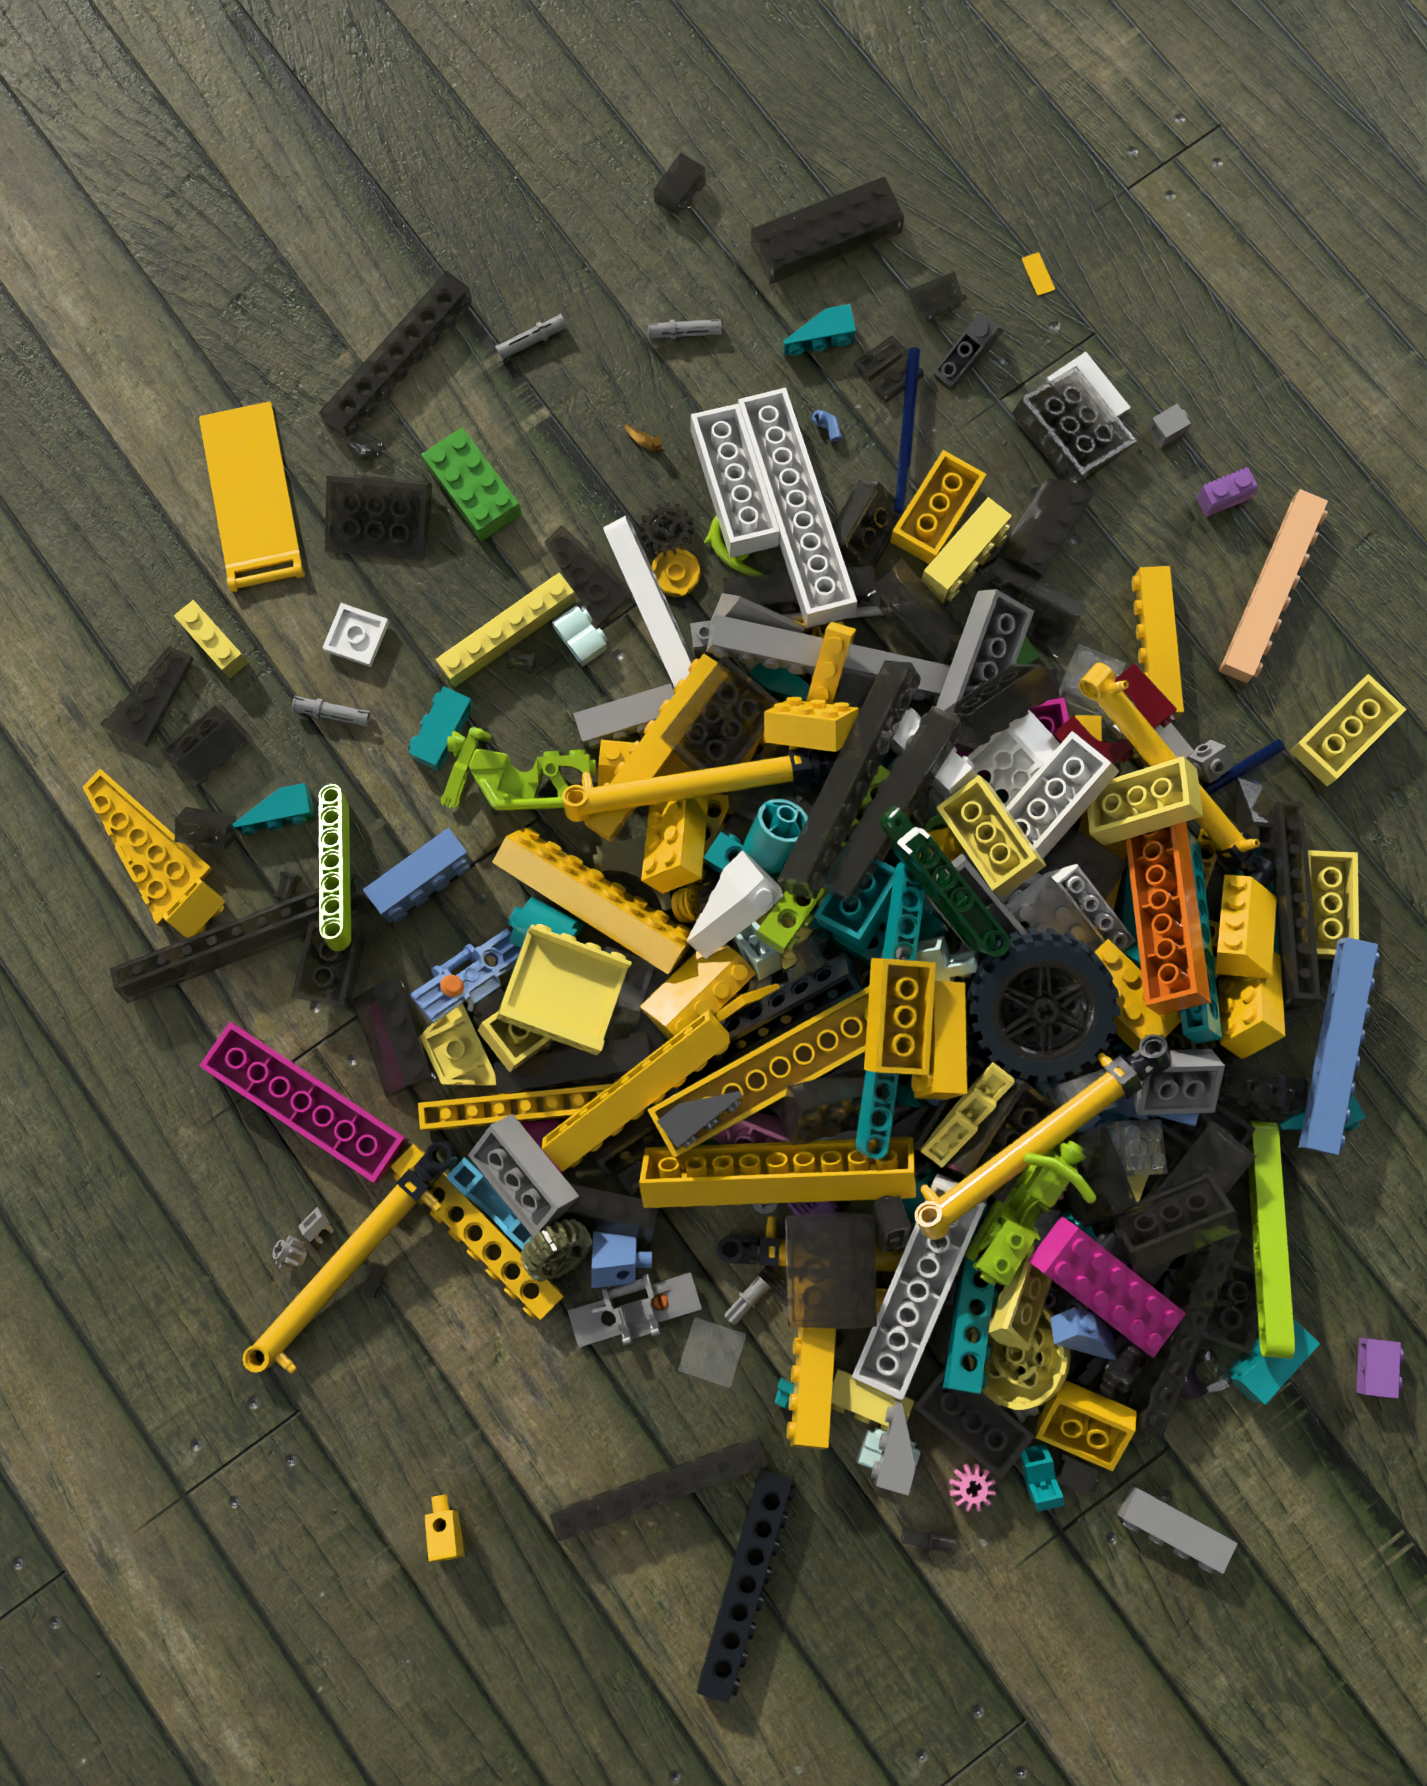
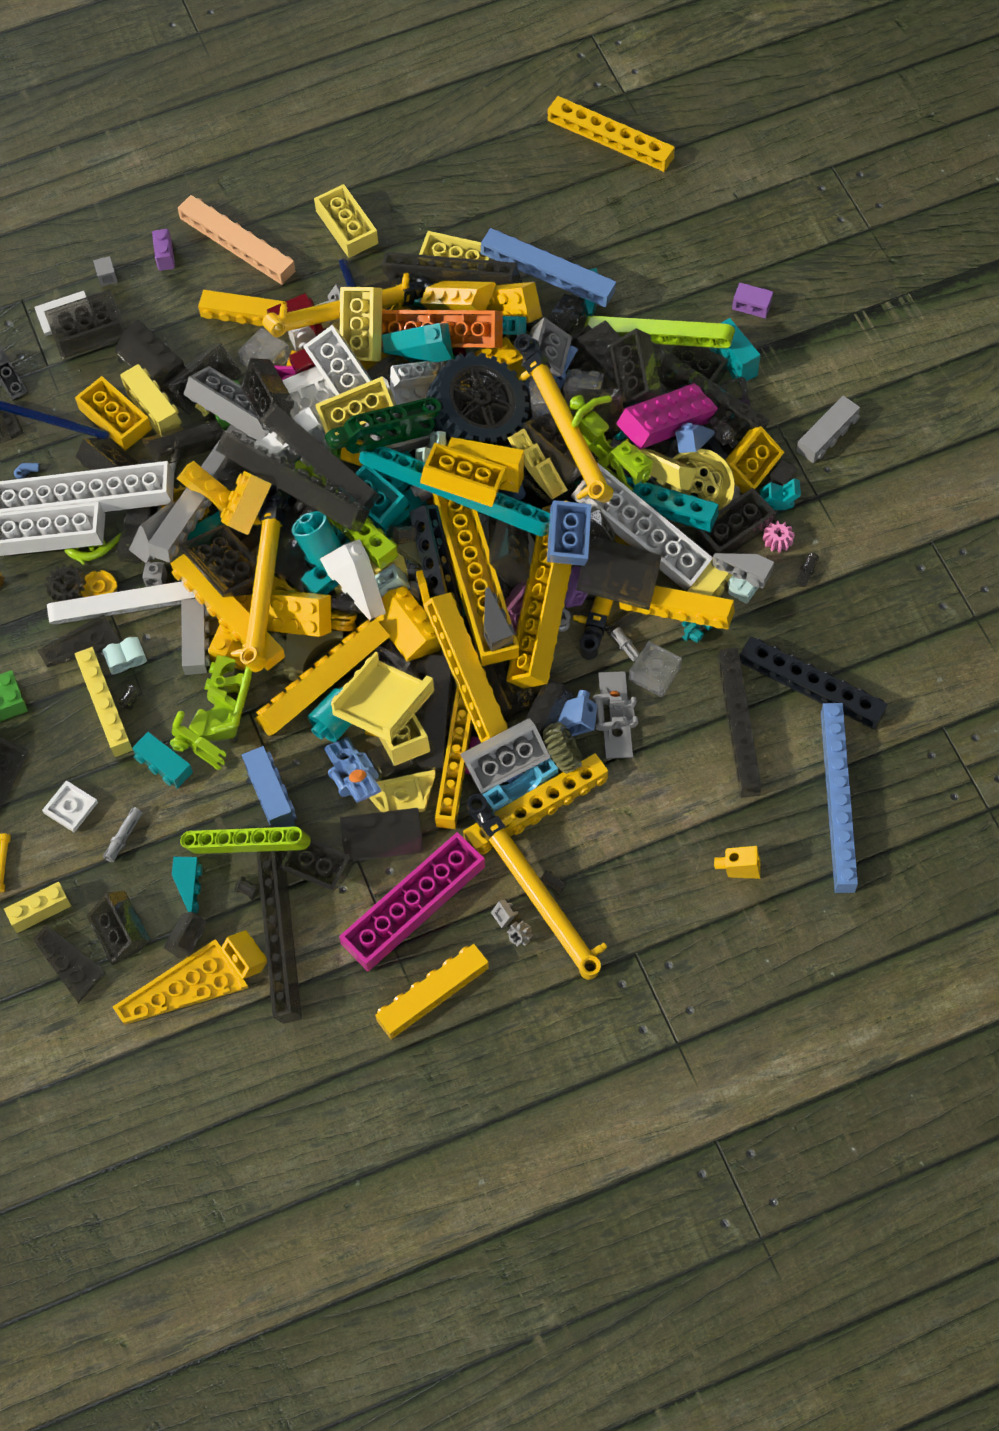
camera: 75 degrees left, 15 degrees down
(191, 1158) = (431, 991): none -> yellow brick
(572, 1654) = (838, 798): none -> medium blue brick
(853, 1190) = (569, 533): none -> medium blue brick
(1136, 901) = (422, 343): none -> teal wedge

